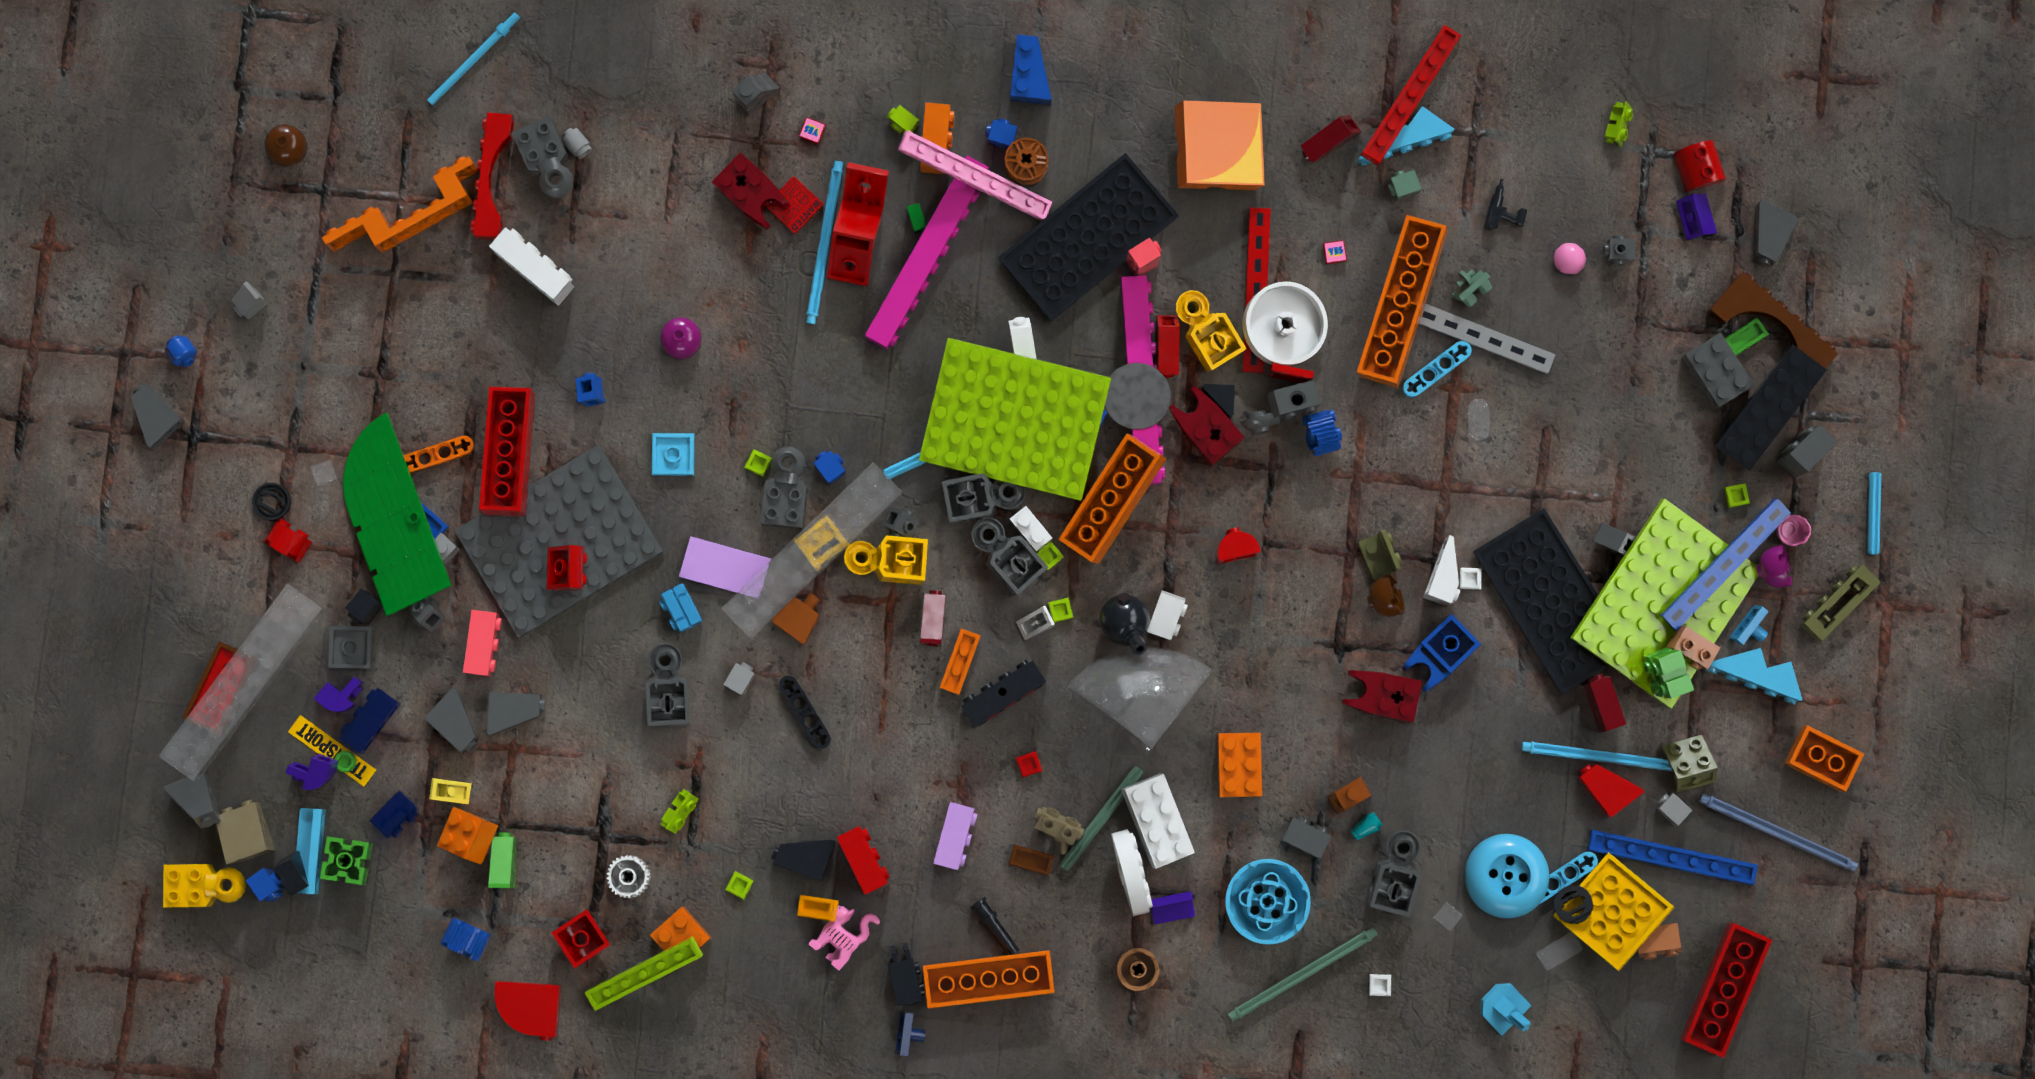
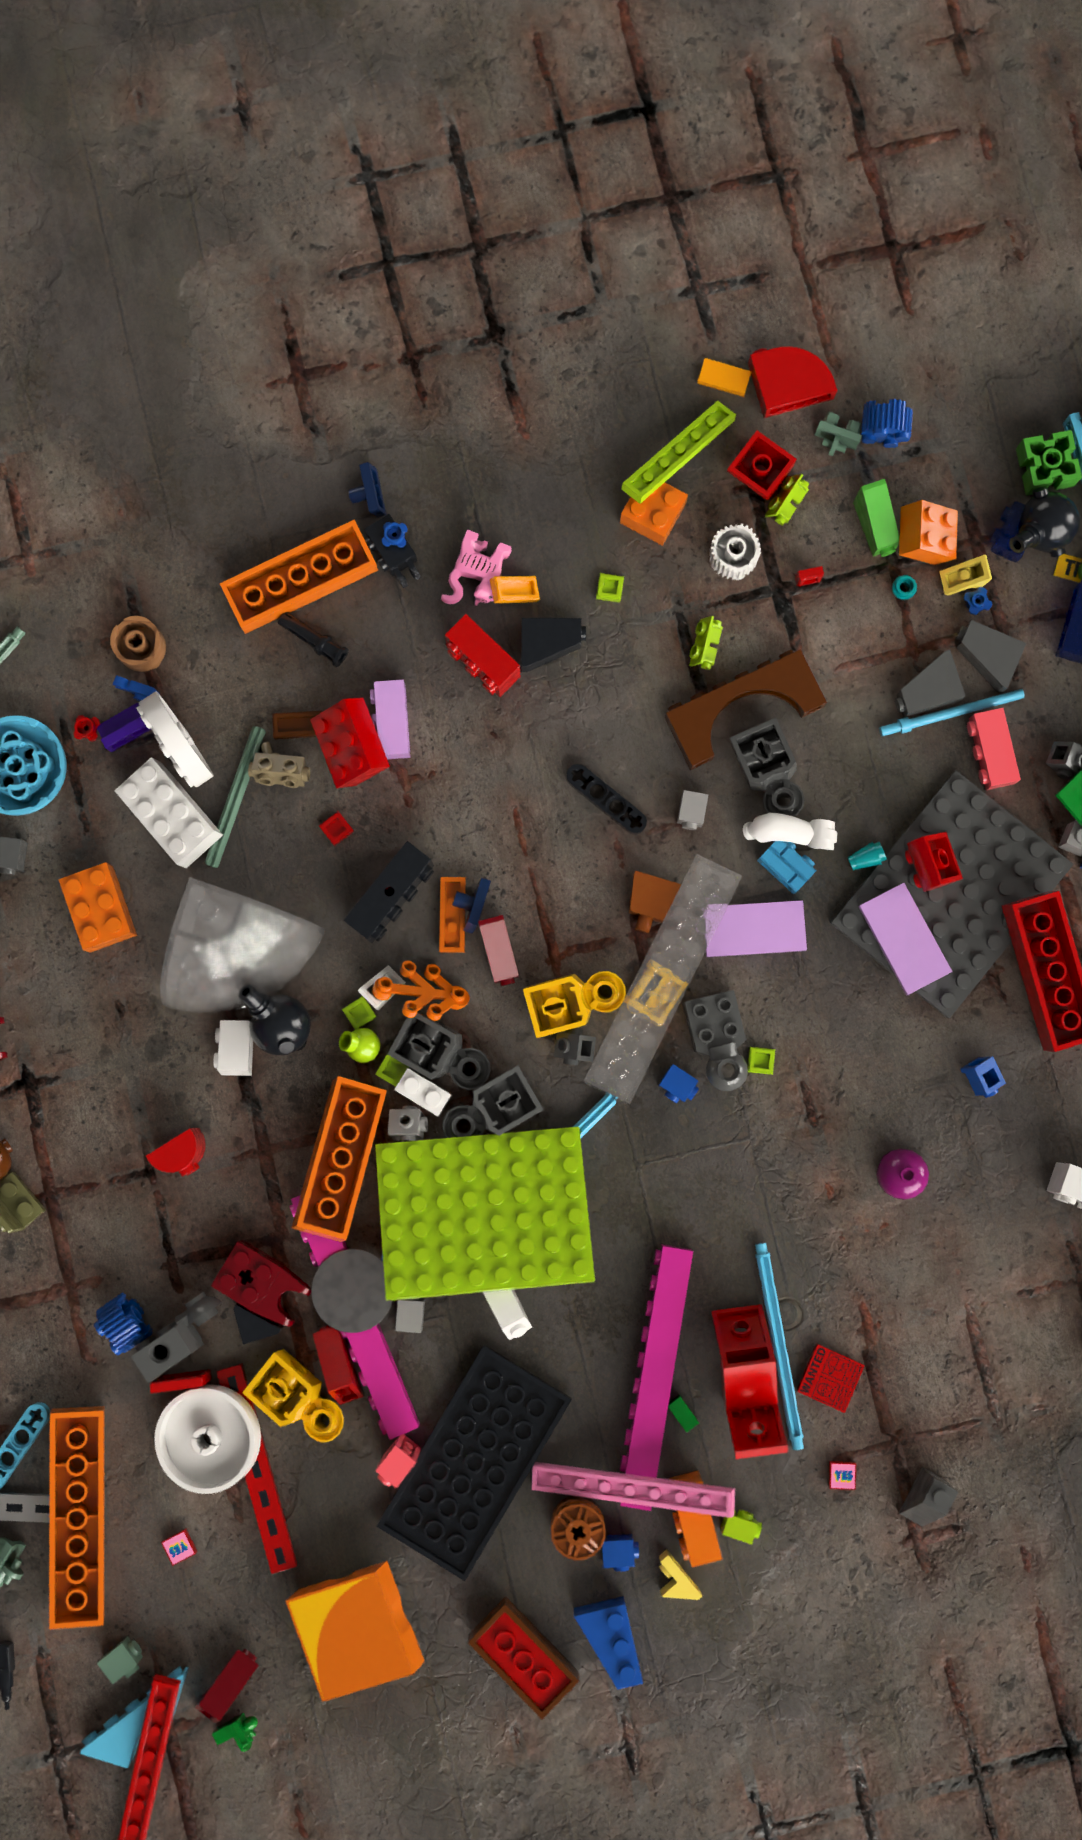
camera: 165 degrees right, 0 degrees up
(368, 809) = (1047, 523): none -> black piece
(451, 764) = (972, 605): none -> blue plate
(494, 801) = (904, 580): none -> teal plate
(498, 941) = (837, 437): none -> sand green hips
(544, 687) = (905, 724): none -> medium azure bar
(561, 914) = (792, 490): none -> lime hinge
(578, 836) = (809, 576): none -> red tile
(581, 1030) = (724, 377): none -> light orange tile
(610, 516) = (905, 939): none -> lavender tile
(613, 593) = (867, 856): none -> teal cone
(626, 759) = (785, 678): none -> reddish brown arch
(673, 454) = (861, 1036): medium azure tile -> none
(673, 636) = (783, 827): none -> white piece
(754, 195) = (881, 1374): dark red brick -> none
(897, 978) = (399, 529): none -> blue plate
(940, 662) = (473, 904): none -> dark blue tile
(963, 94) = (681, 1585): none -> light yellow slope
(994, 826) = (349, 742): none -> red brick
(1002, 607) = (453, 996): none -> orange plant
(1054, 514) = (407, 1124): none -> light grey brick
(1067, 583) = (360, 1044): none -> lime piece
(1100, 83) = (523, 1657): none -> brick
(1100, 362) = (410, 1315): none -> light grey brick
(1148, 929) = (138, 689): none -> blue plate
(1201, 910) = (81, 723): none -> red plate
(1332, 106) = (238, 1728): none -> green piece

